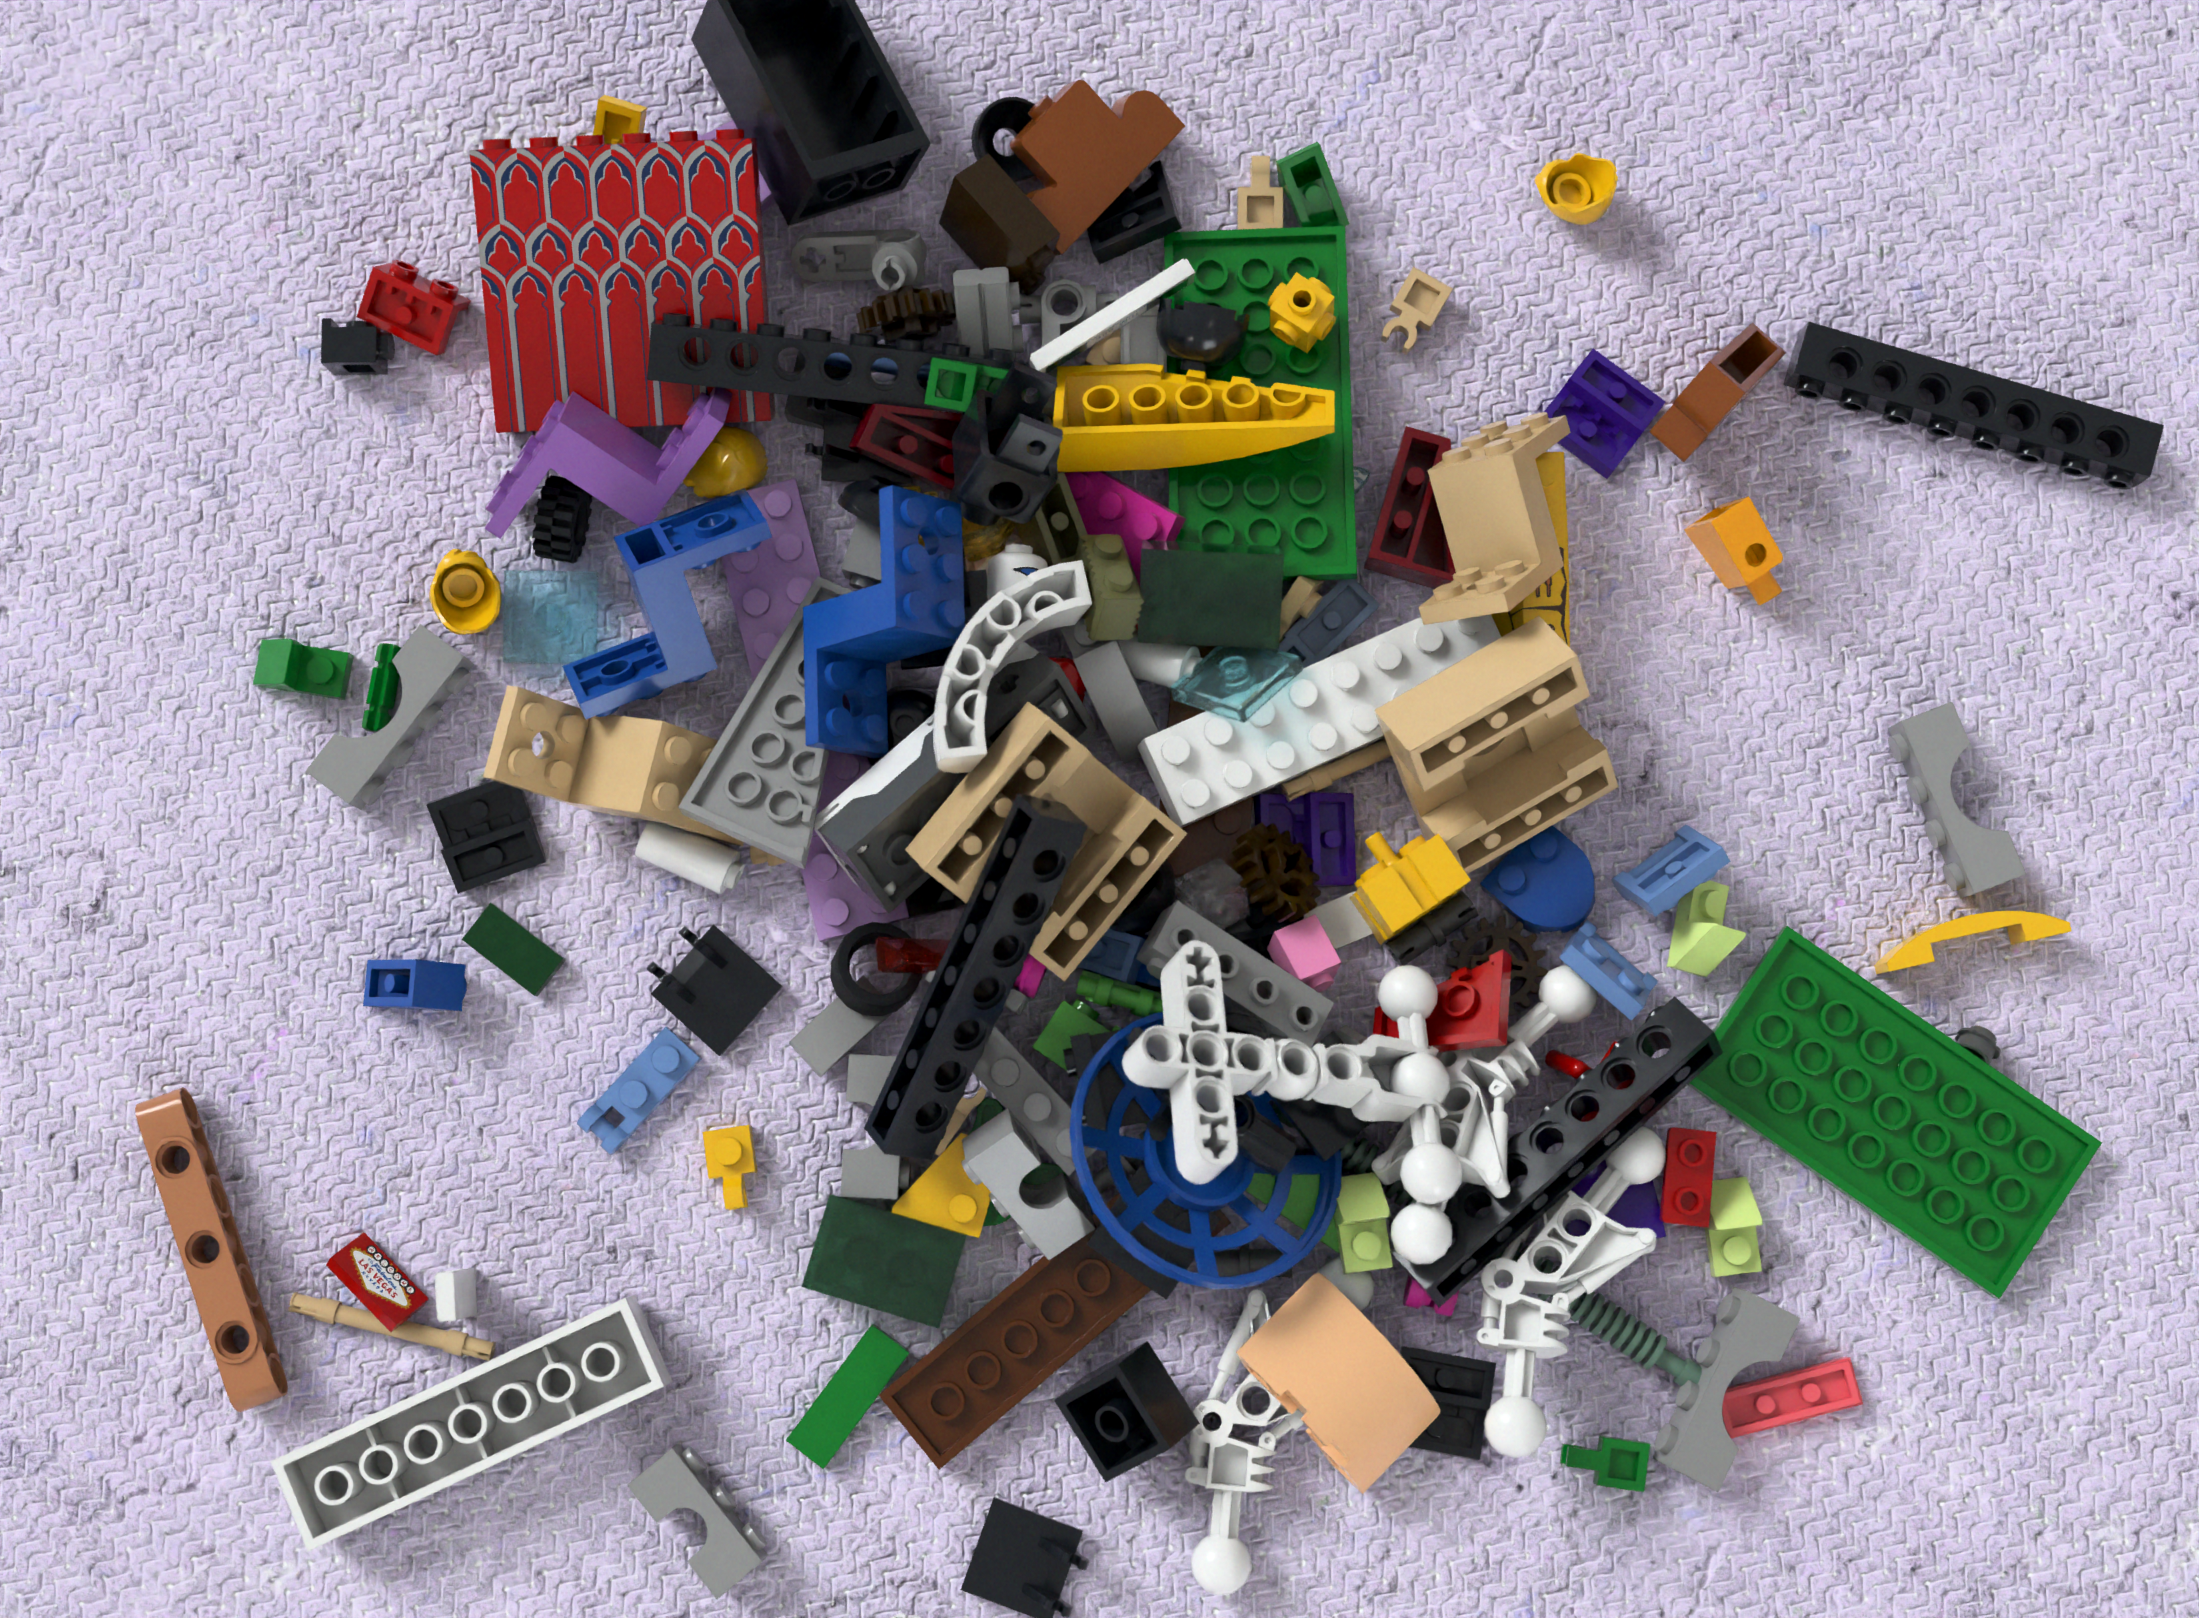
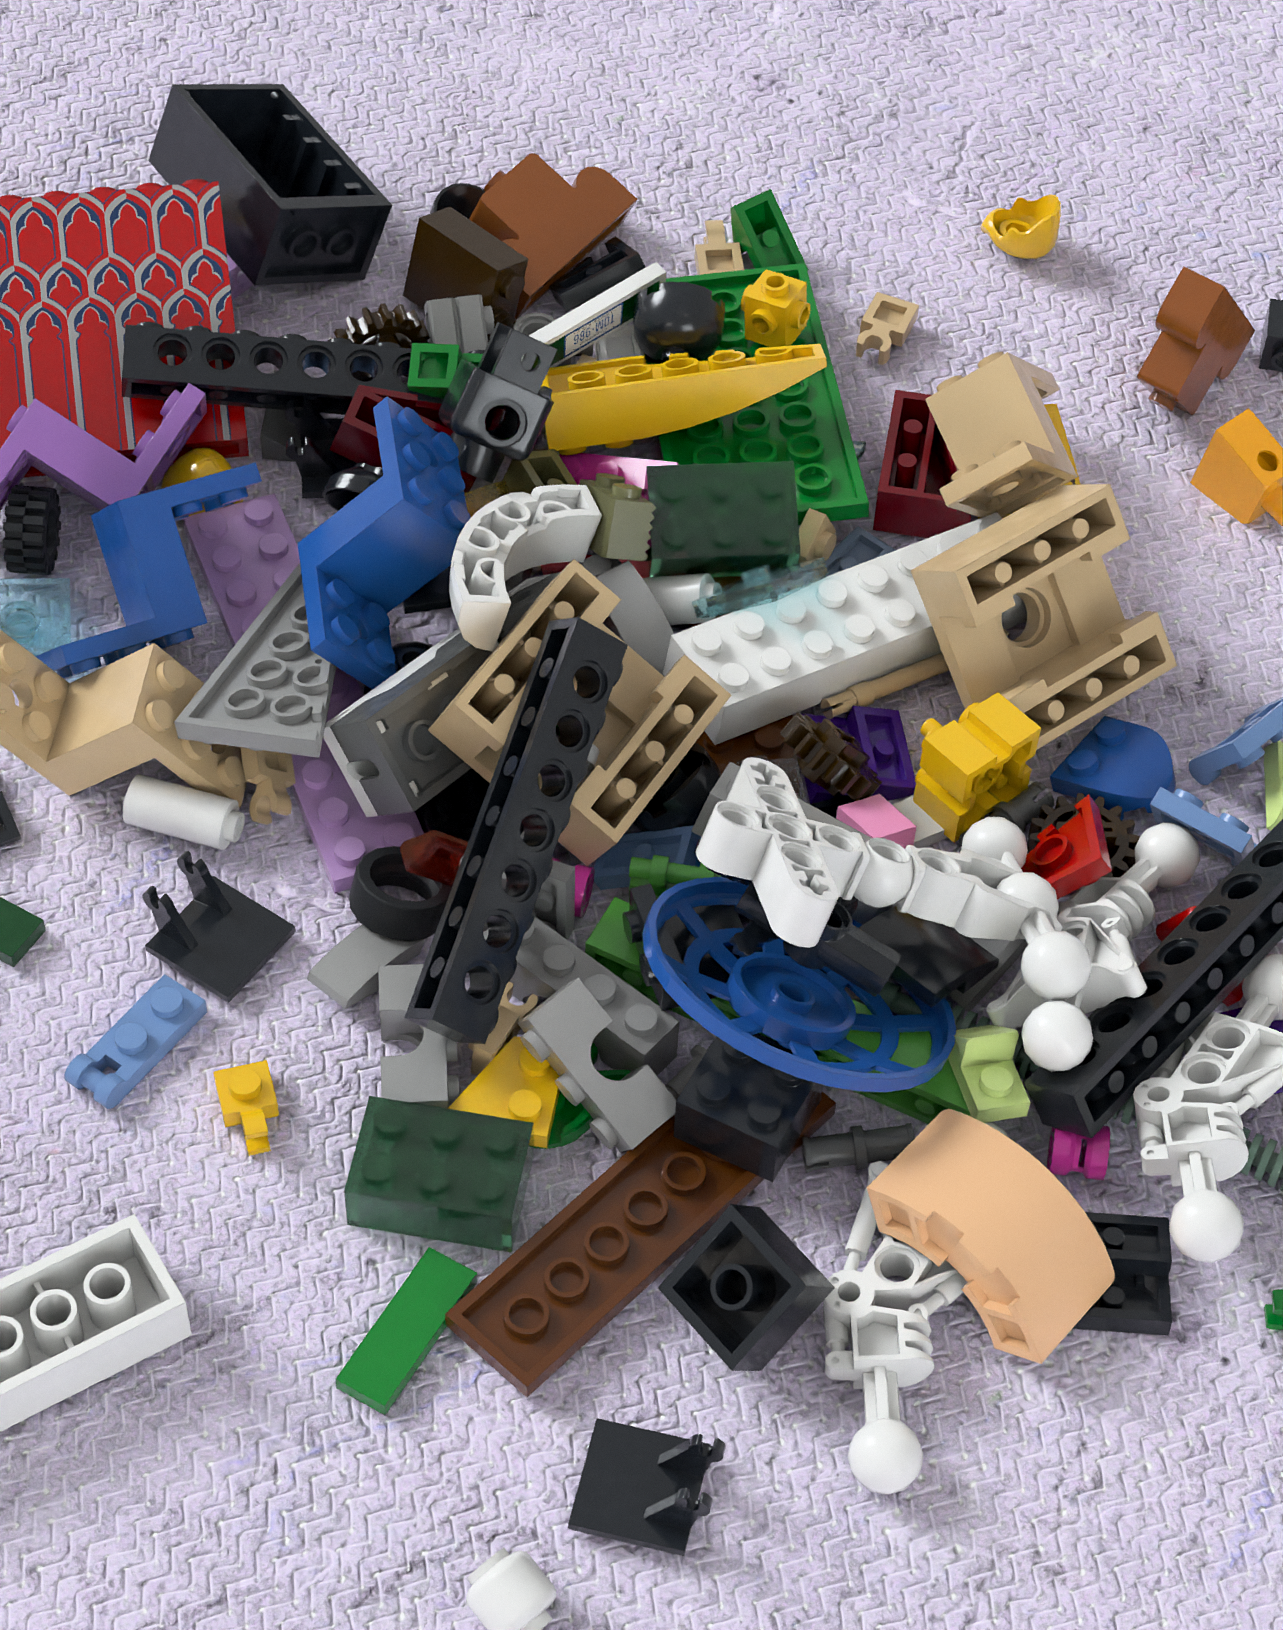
camera: 10 degrees left, 30 degrees down
(730, 1546) = (204, 1436): light grey arch -> none
(888, 256) = (321, 313): light grey piece -> none
(1604, 412) = (1092, 394): dark purple slope -> none

